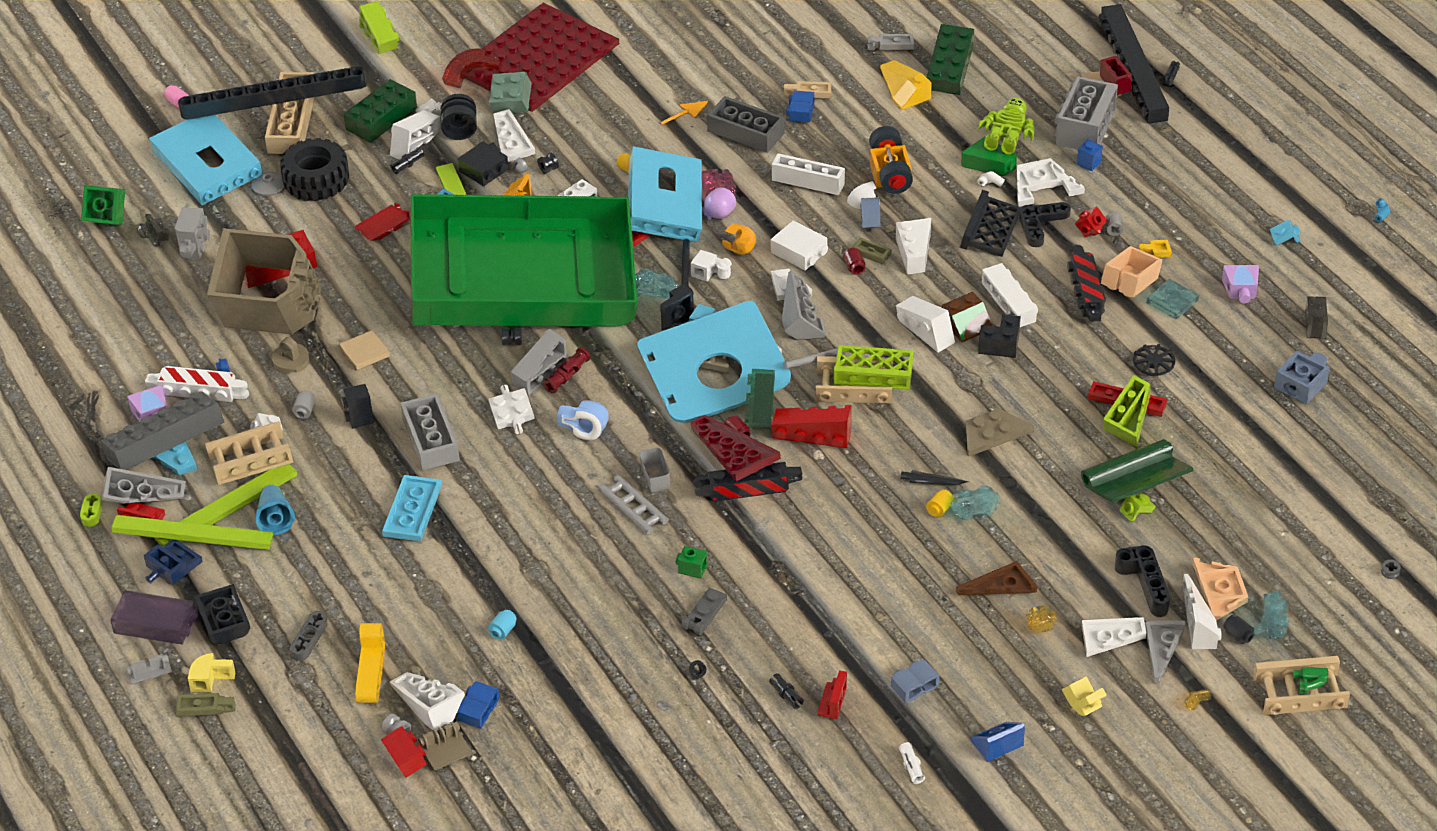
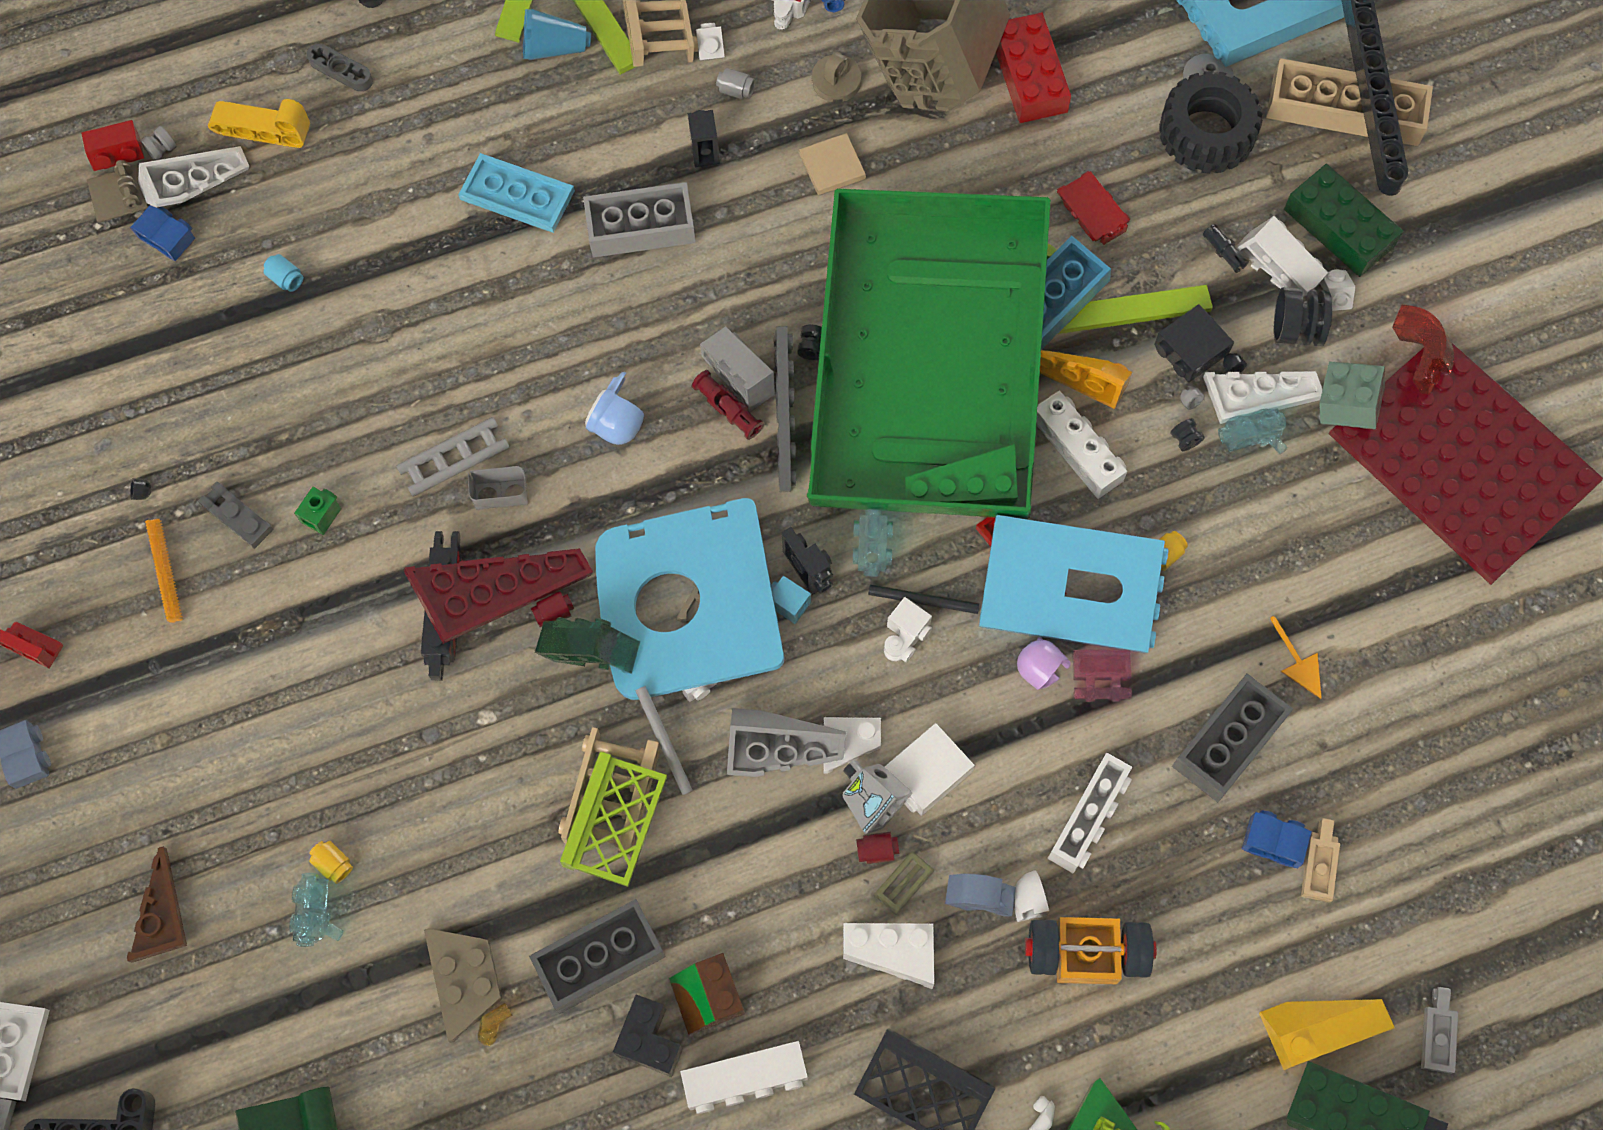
camera: 100 degrees right, 25 degrees up
(379, 28) = (1545, 230): lime wedge -> none
(511, 409) = (672, 328): white plate -> none
(540, 133) = (1260, 428): none -> clear light blue brick
(575, 331) = (784, 400): none -> dark grey wing
(608, 237) = (971, 480): none -> green wing
(744, 240) = (951, 681): light orange helmet -> none
(756, 639) = (163, 570): none -> light orange axle
(786, 691) = (63, 590): black pin -> none
(813, 425) = (524, 711): red wedge -> none
(823, 259) = (873, 795): none -> light grey torso
(921, 477) = (393, 857): black bar -> none
(927, 322) = (707, 923): white wedge -> none
(960, 363) = (597, 956): none -> dark grey brick
(1018, 412) = (490, 1024): none -> clear yellow arm
(1041, 619) = (67, 951): clear yellow head -> none

